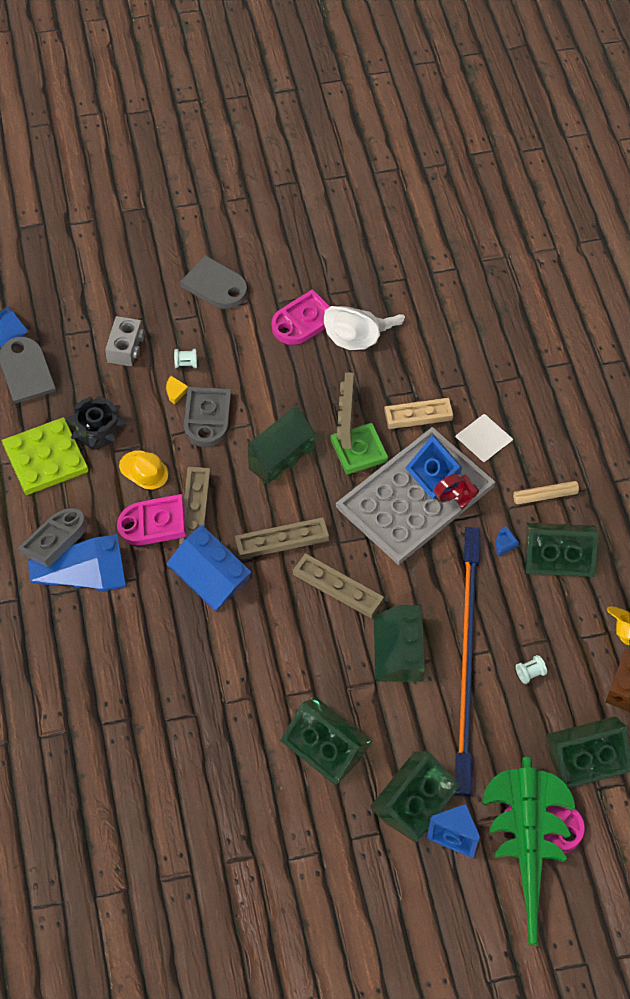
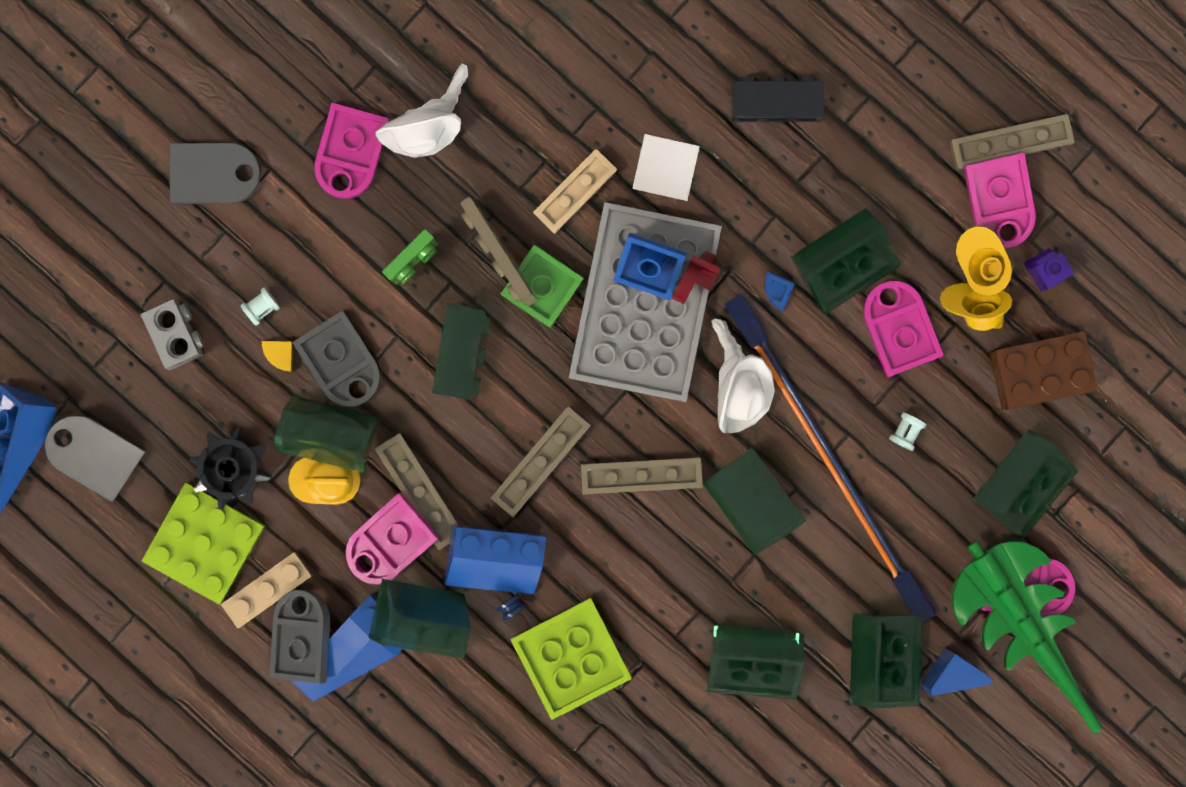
camera: 30 degrees left, 30 degrees up
(54, 501) = (266, 590): none -> tan plate
(135, 568) = (421, 619): none -> slope
(164, 439) = (326, 433): none -> clear green slope
(195, 605) = (510, 607): none -> dark blue bush
(208, 659) = (571, 658): none -> lime plate
(293, 381) = (403, 266): none -> bright green plate
(439, 575) = (744, 385): none -> white hat
(546, 492) = (782, 195): tan axle -> none
(568, 612) = (900, 331): none -> dark pink tile
(579, 440) = (777, 100): none -> black brick

